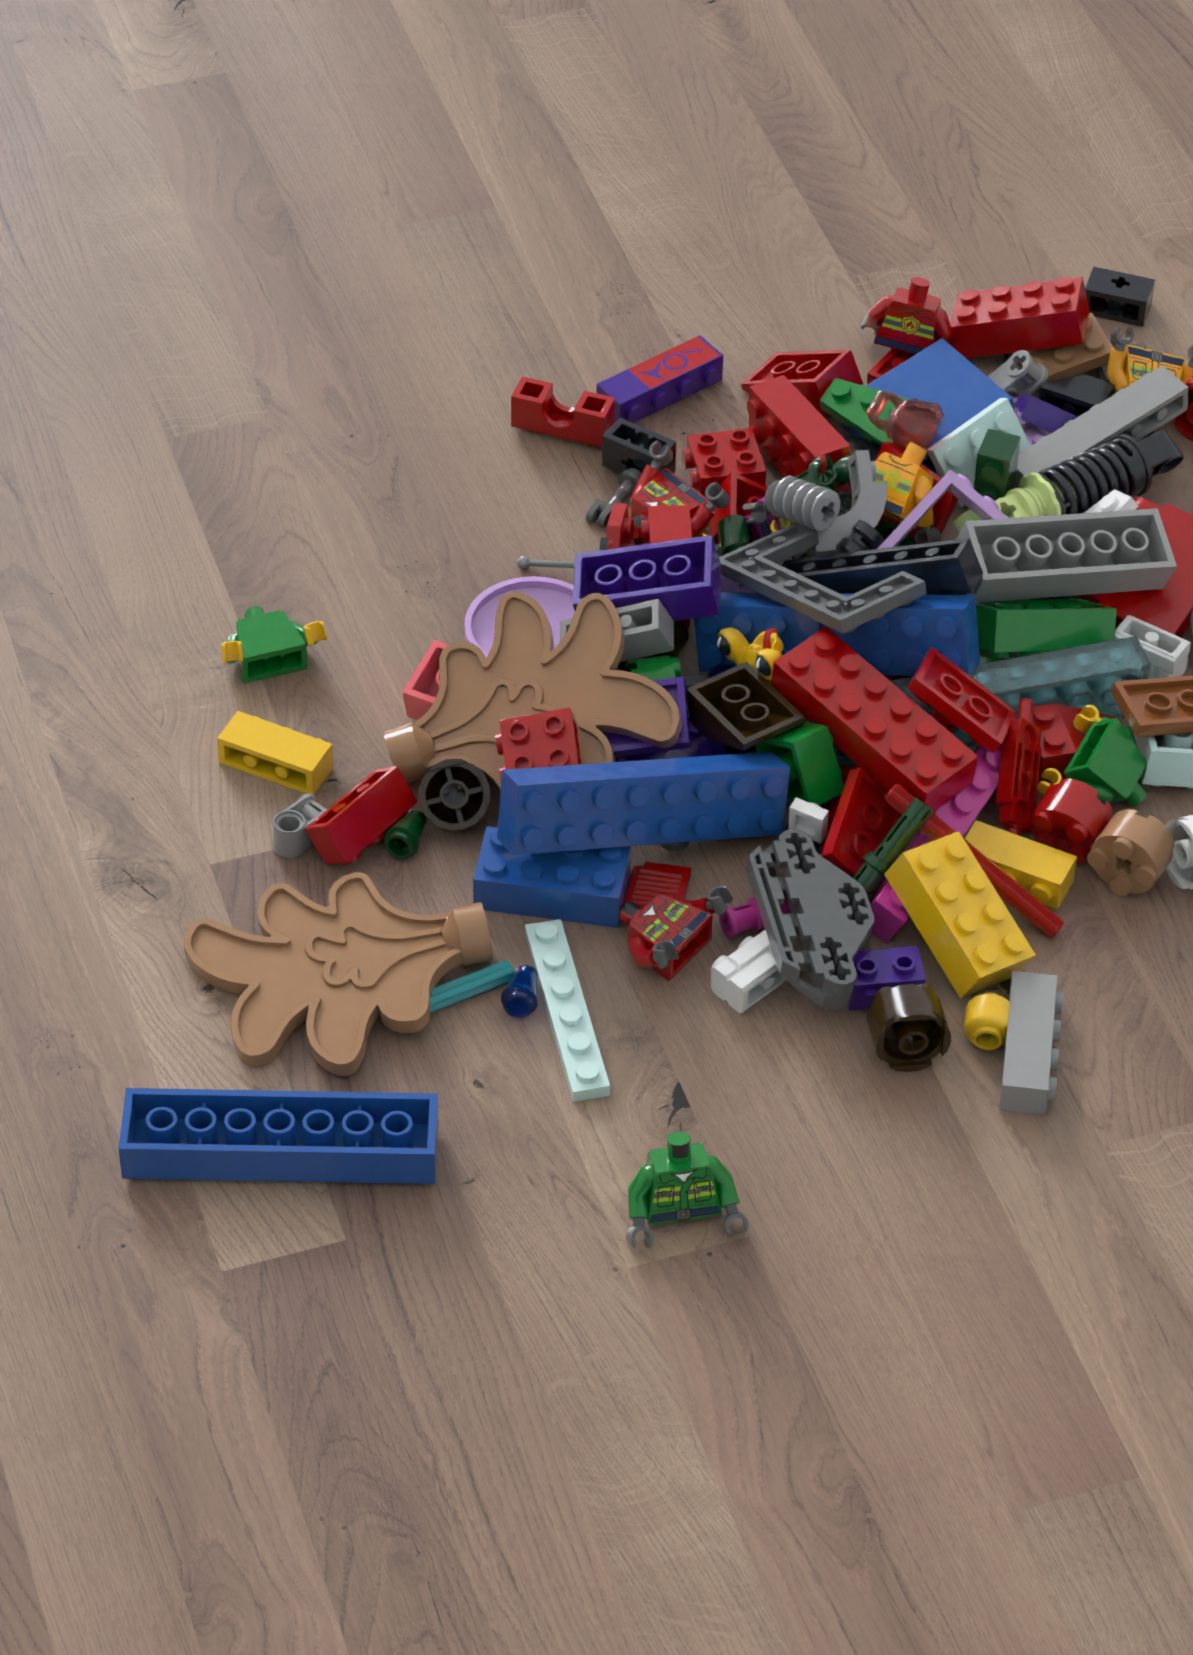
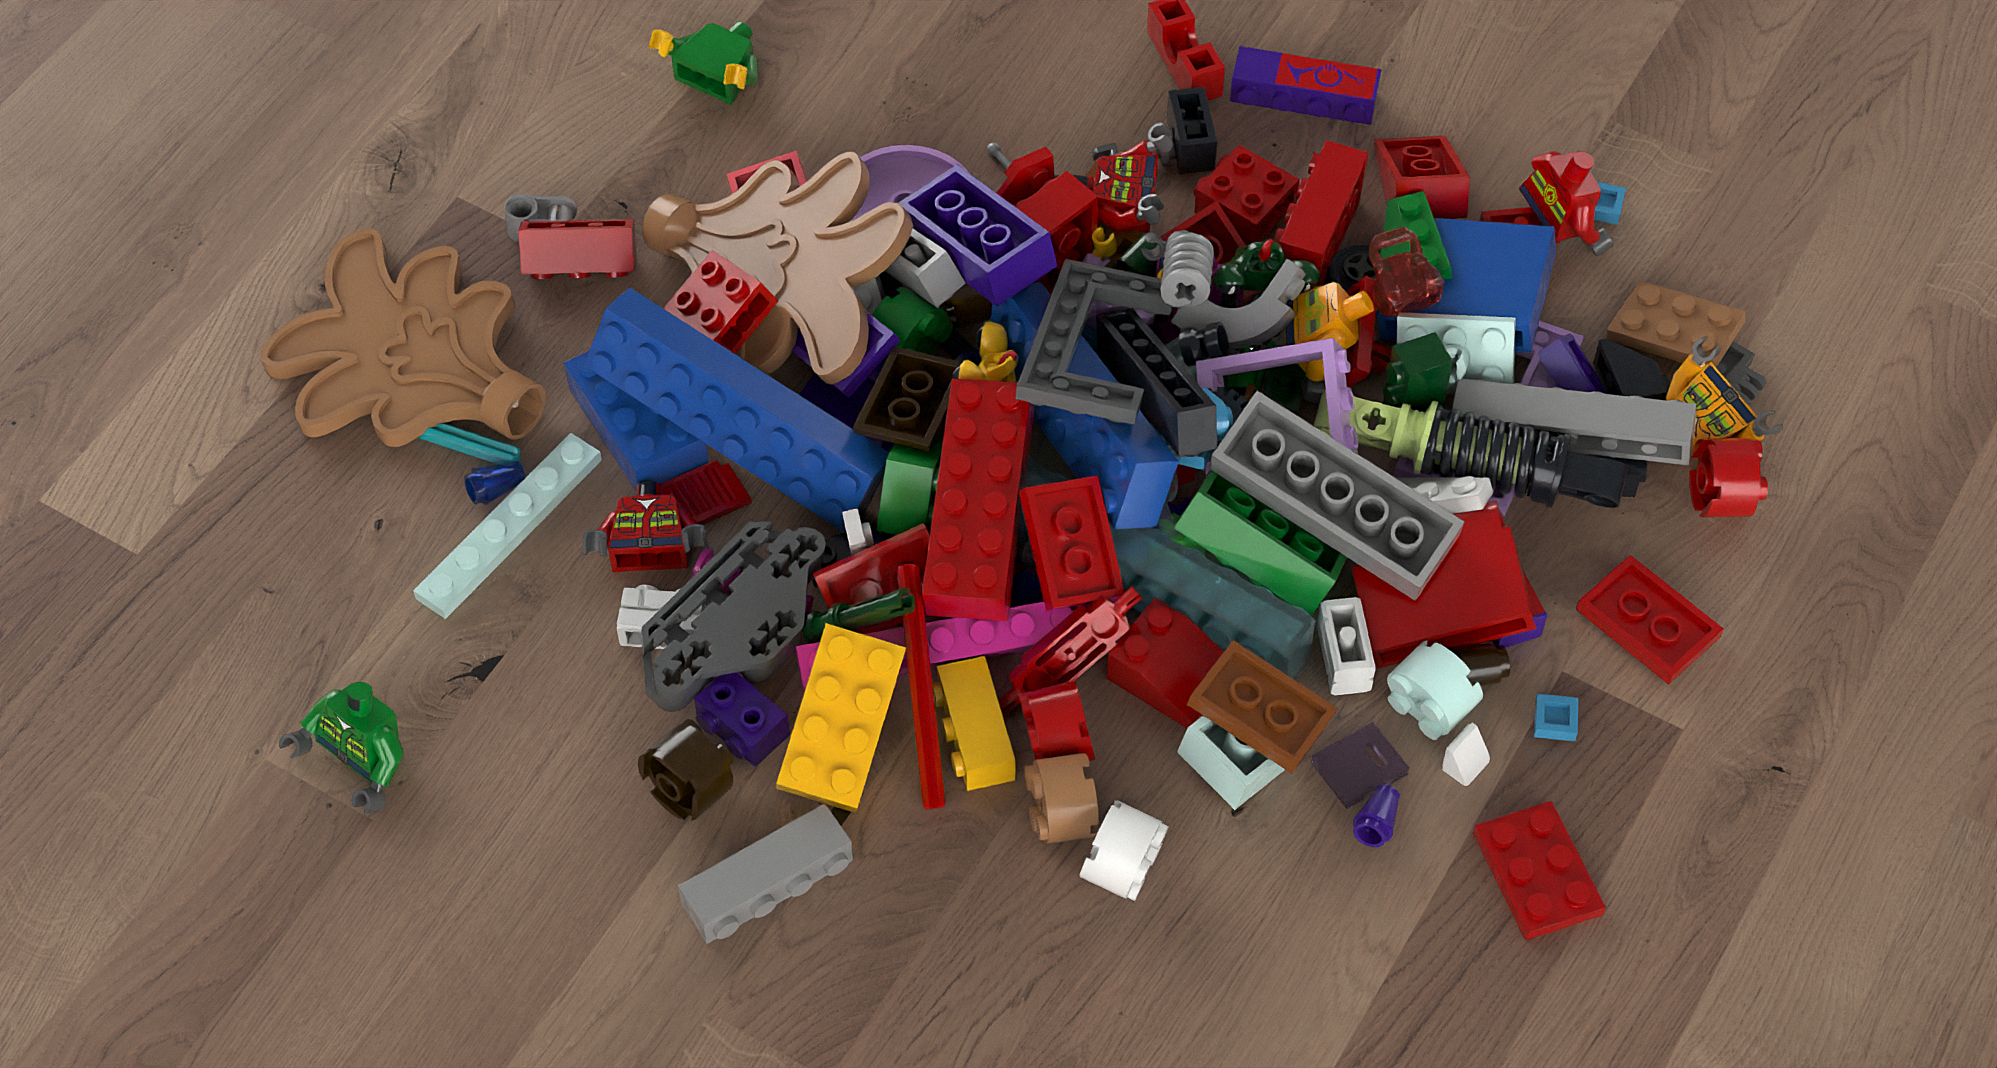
camera: 50 degrees right, 10 degrees up
(275, 753) = (604, 148): yellow brick -> none
(279, 1136) = (185, 438): blue brick -> none
(405, 835) = (597, 289): dark green cone -> none
(454, 795) = (651, 274): dark brown cylinder -> none
(987, 1020) = (758, 820): yellow head -> none
(1016, 377) = (1593, 317): light grey piece -> none
(1020, 317) = (1666, 266): red brick -> none
(1104, 760) = (1147, 705): green torso -> none
(1119, 296) = (1808, 318): black brick -> none

